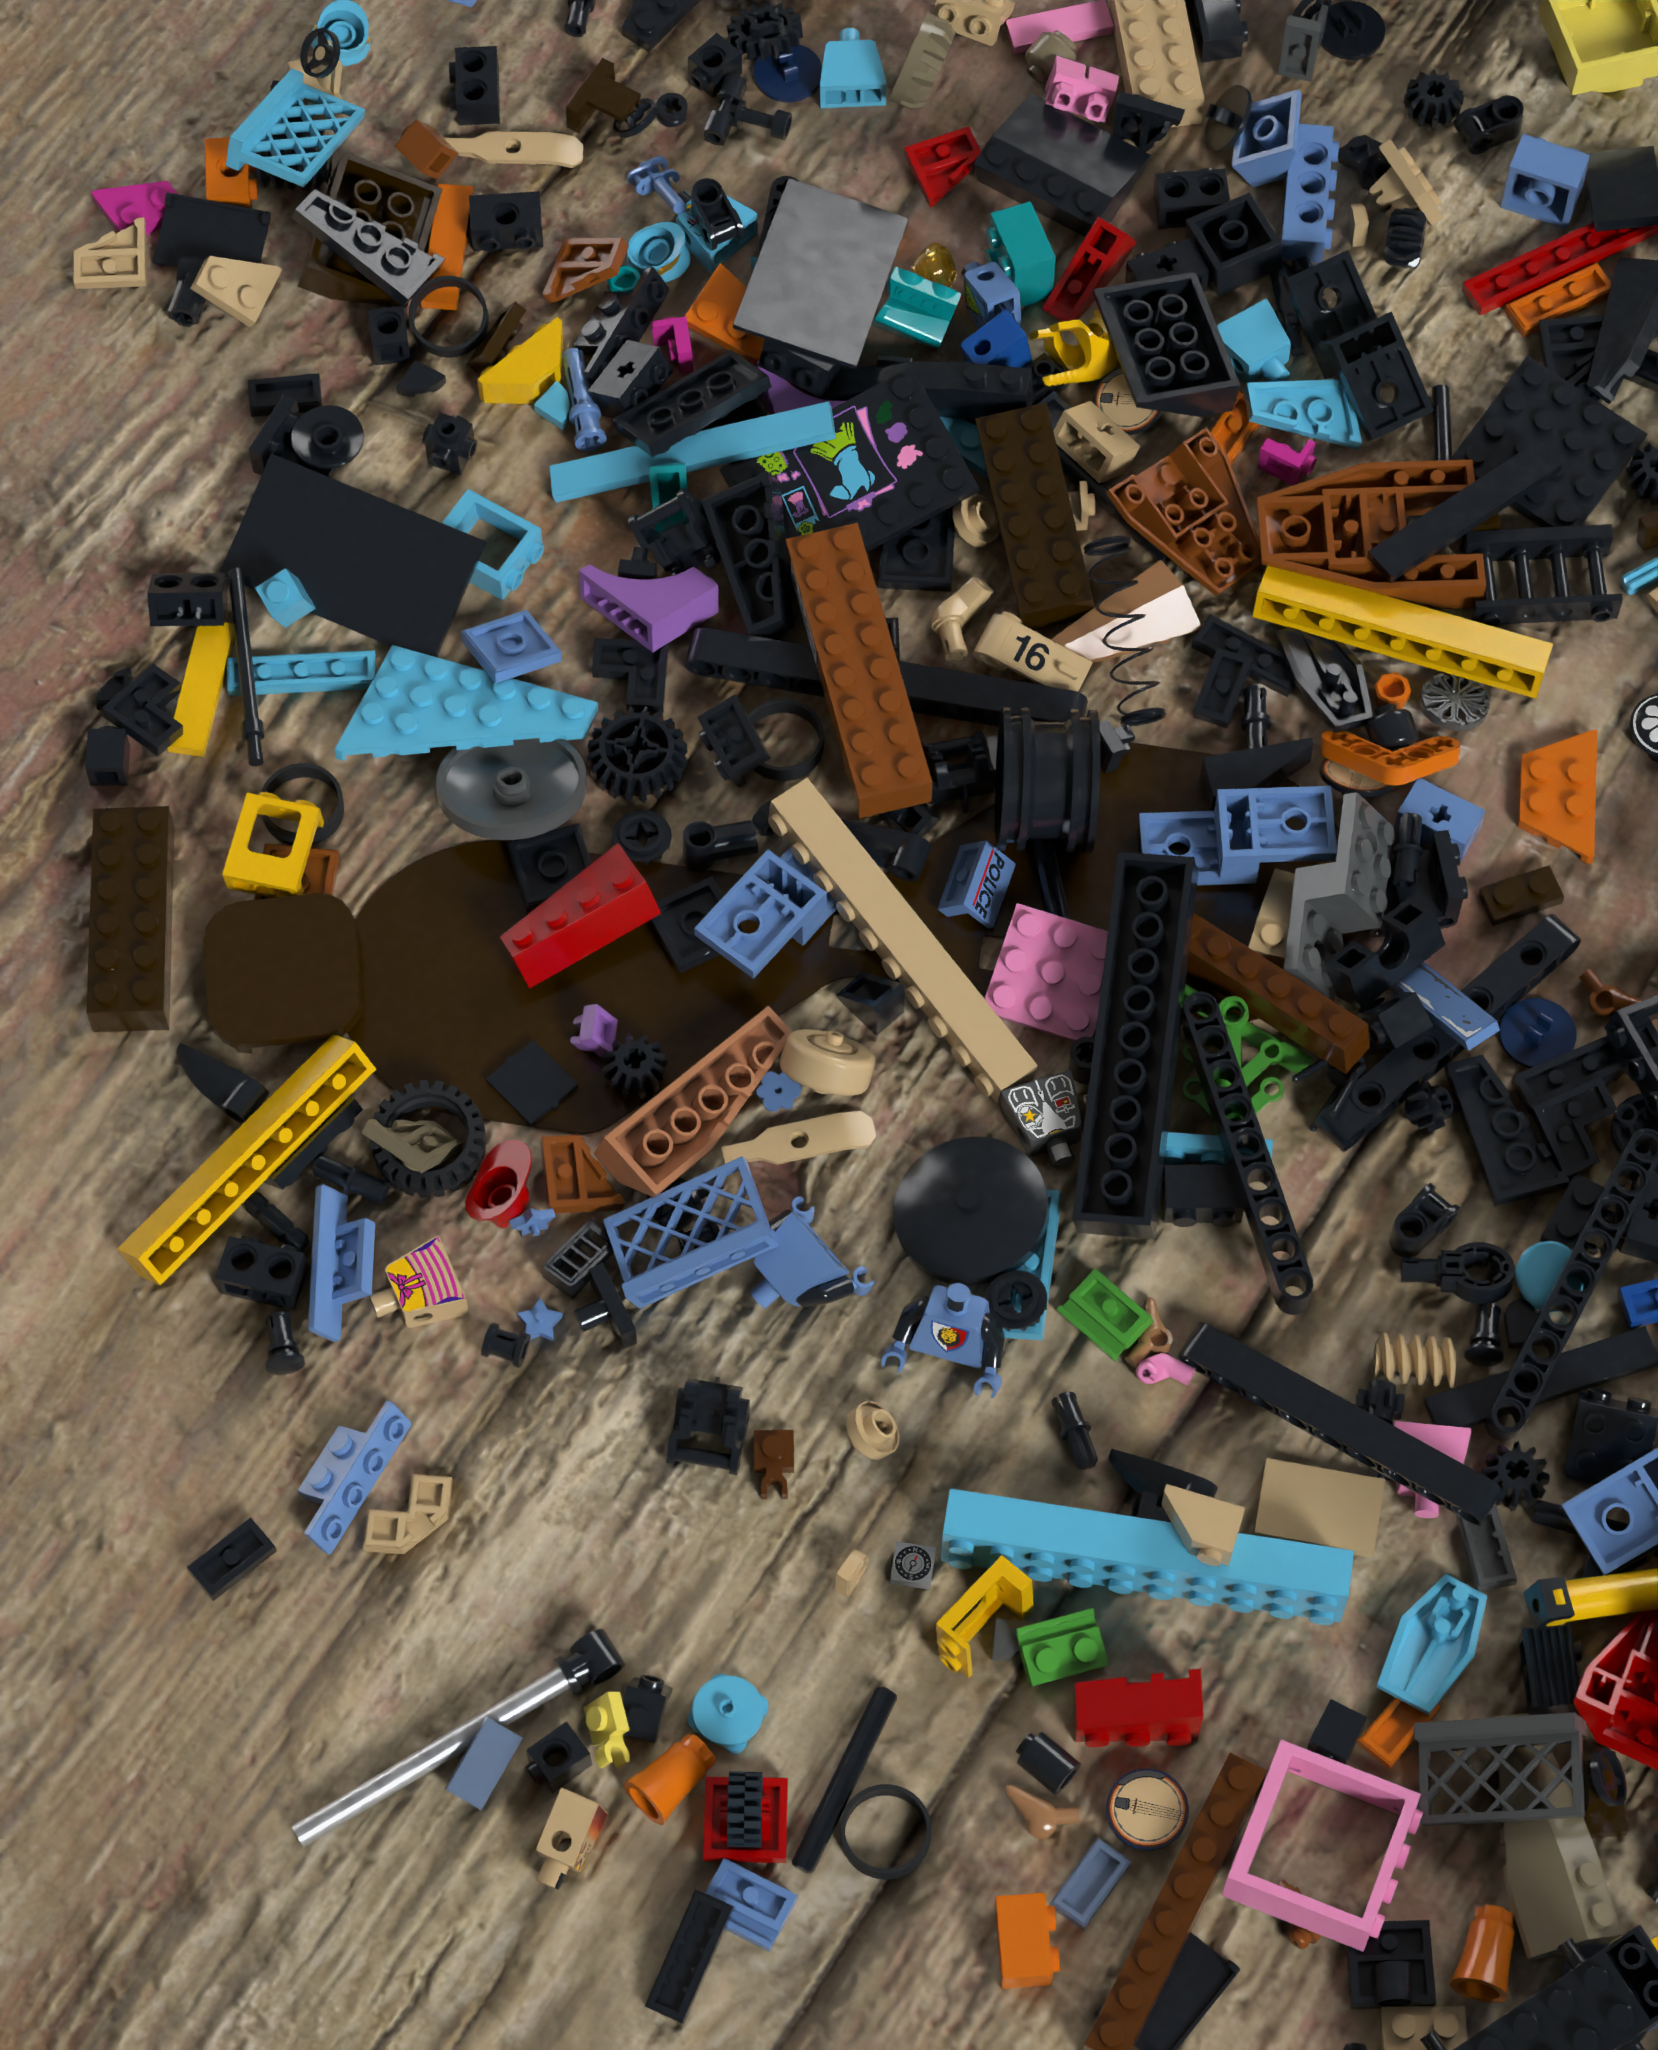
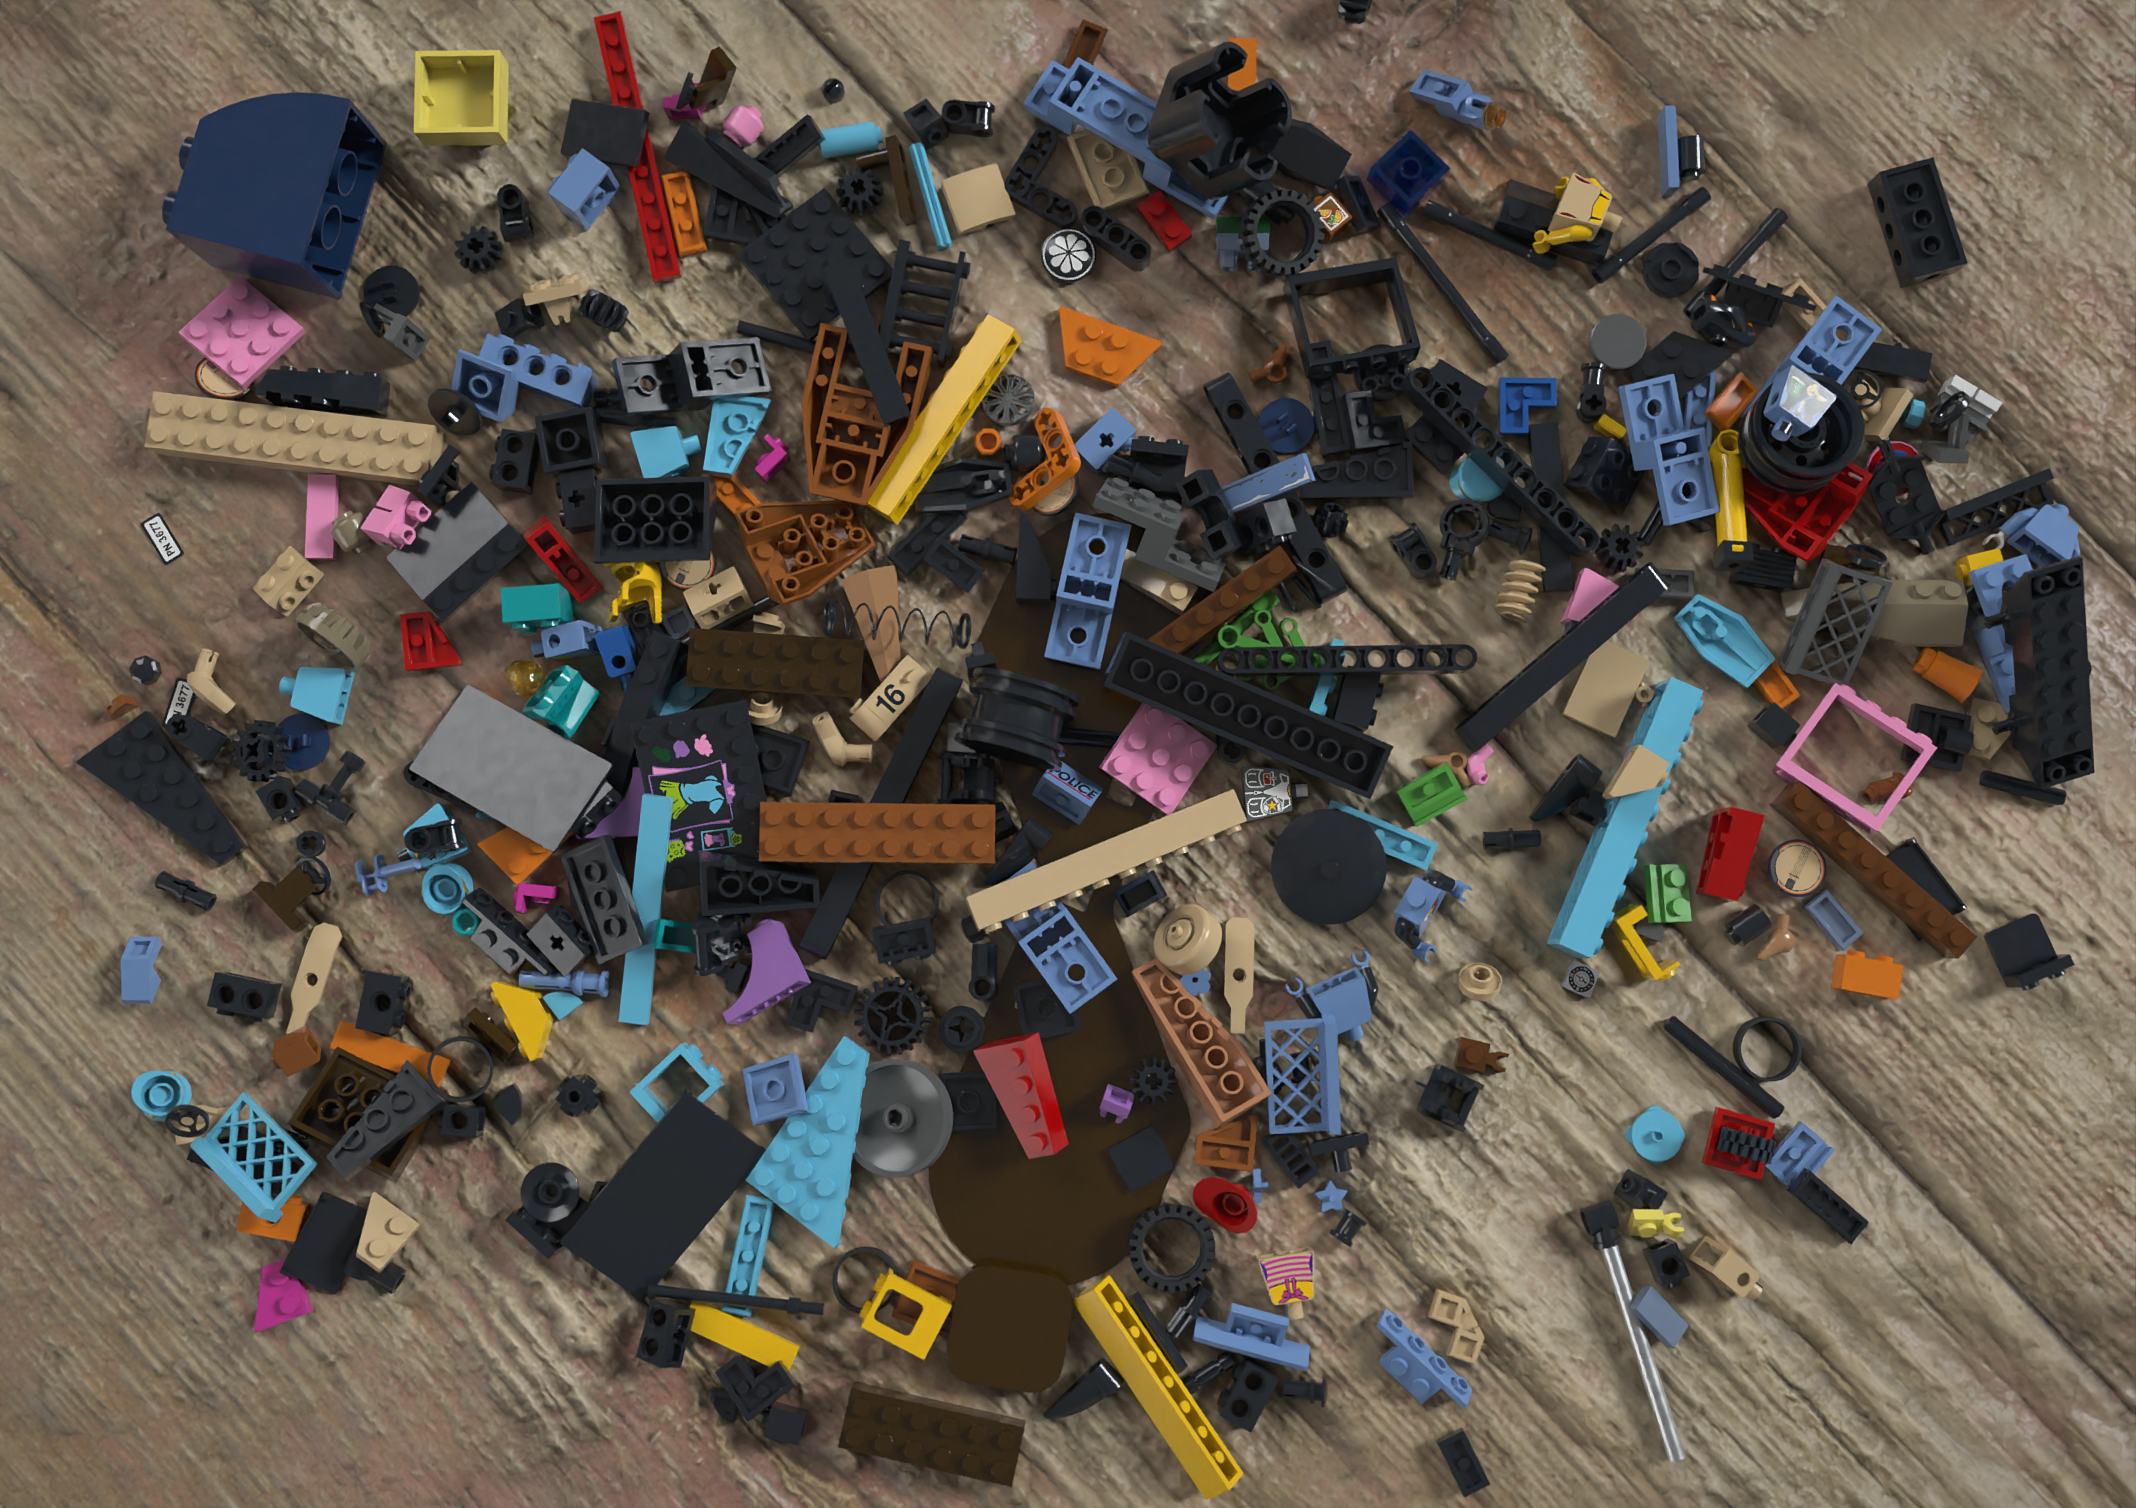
camera: 75 degrees left, 20 degrees up
(113, 260) = (327, 1327): tan wing -> none
(267, 392) = (492, 1213): black tile -> none
(285, 598) = (686, 1256): medium azure brick -> none
(416, 1143) = (1178, 1259): dark tan wing -> none
(583, 265) = (444, 950): dark orange wing -> none
(670, 1778) = (1700, 1188): orange plant -> none
(850, 1572) = (1578, 1023): tan tile -> none
(1028, 1287) = (1420, 864): black gear -> none
(1358, 224) = (575, 342): tan tile -> none
(1381, 1400) = (1545, 623): black gear -> none
(1521, 895) = (1176, 402): dark brown plate -> none

